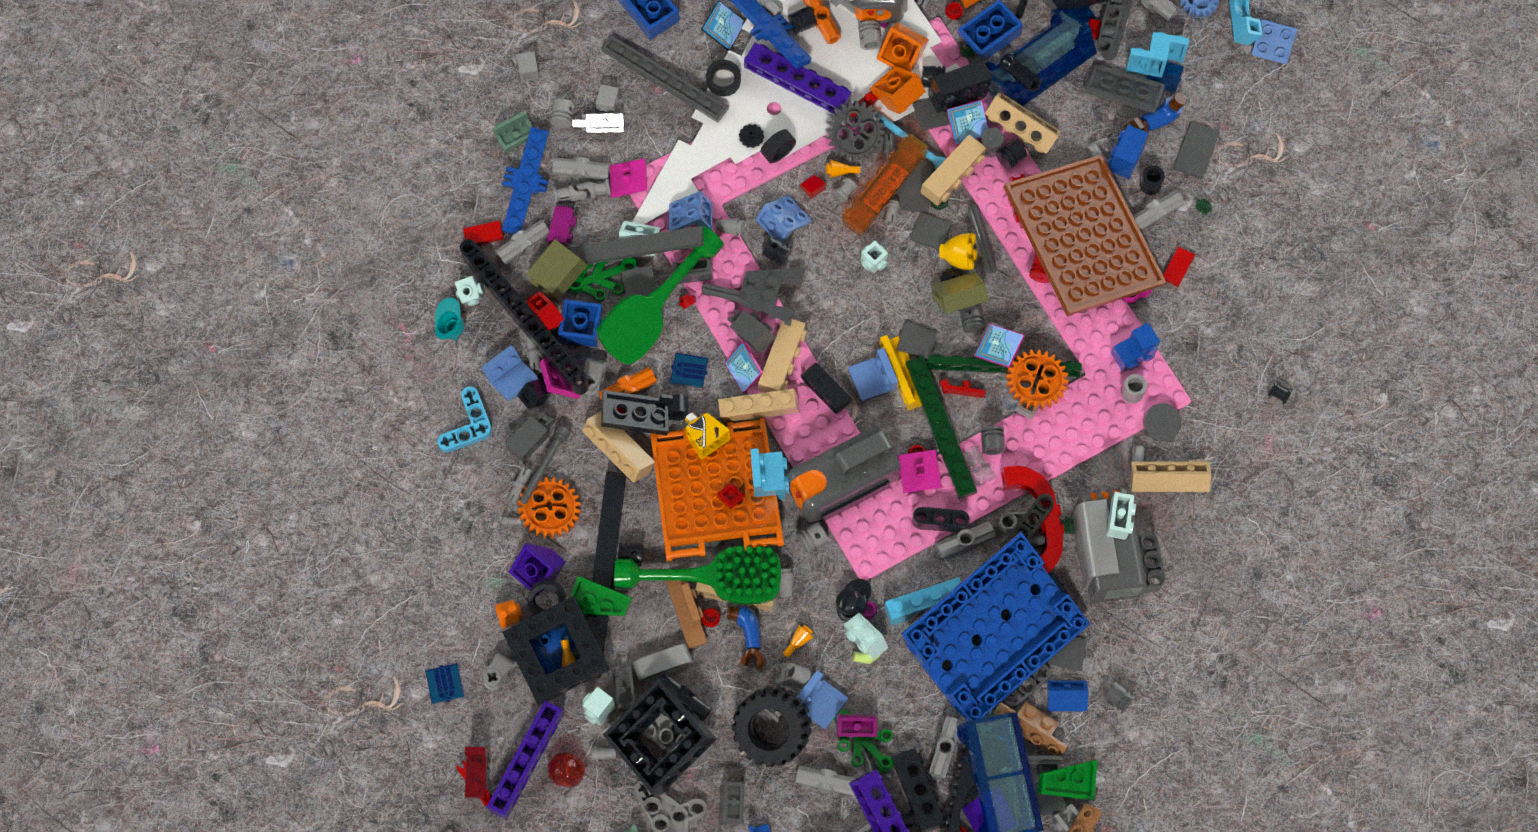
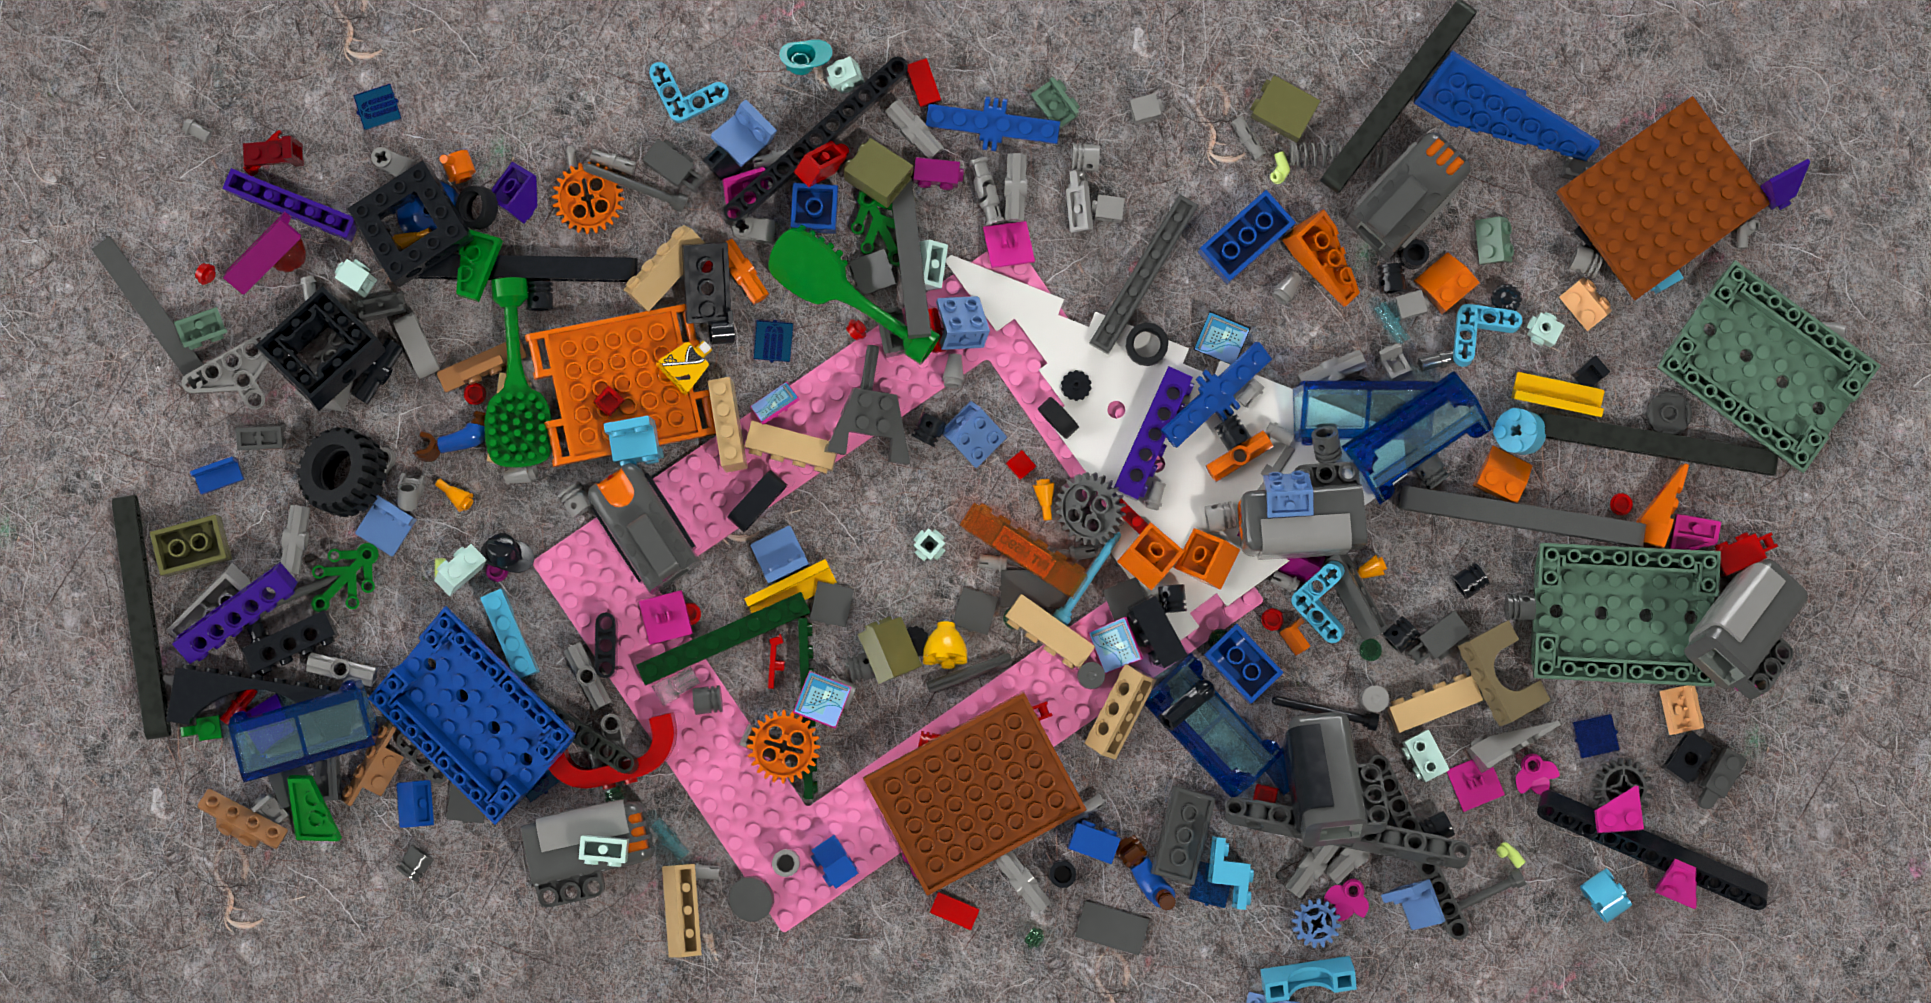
camera: 80 degrees right, 15 degrees up
(567, 785) = (262, 254): none -> magenta panel
(751, 330) = (818, 406): dark grey brick -> none
(845, 189) = (1017, 504): light grey bush -> none
(852, 84) = (1155, 495): none -> light grey pin
(856, 725) = (358, 567): magenta slope -> none
(1011, 154) = (1077, 700): black piece -> none
(1111, 482) = (669, 839): none -> clear light blue pin

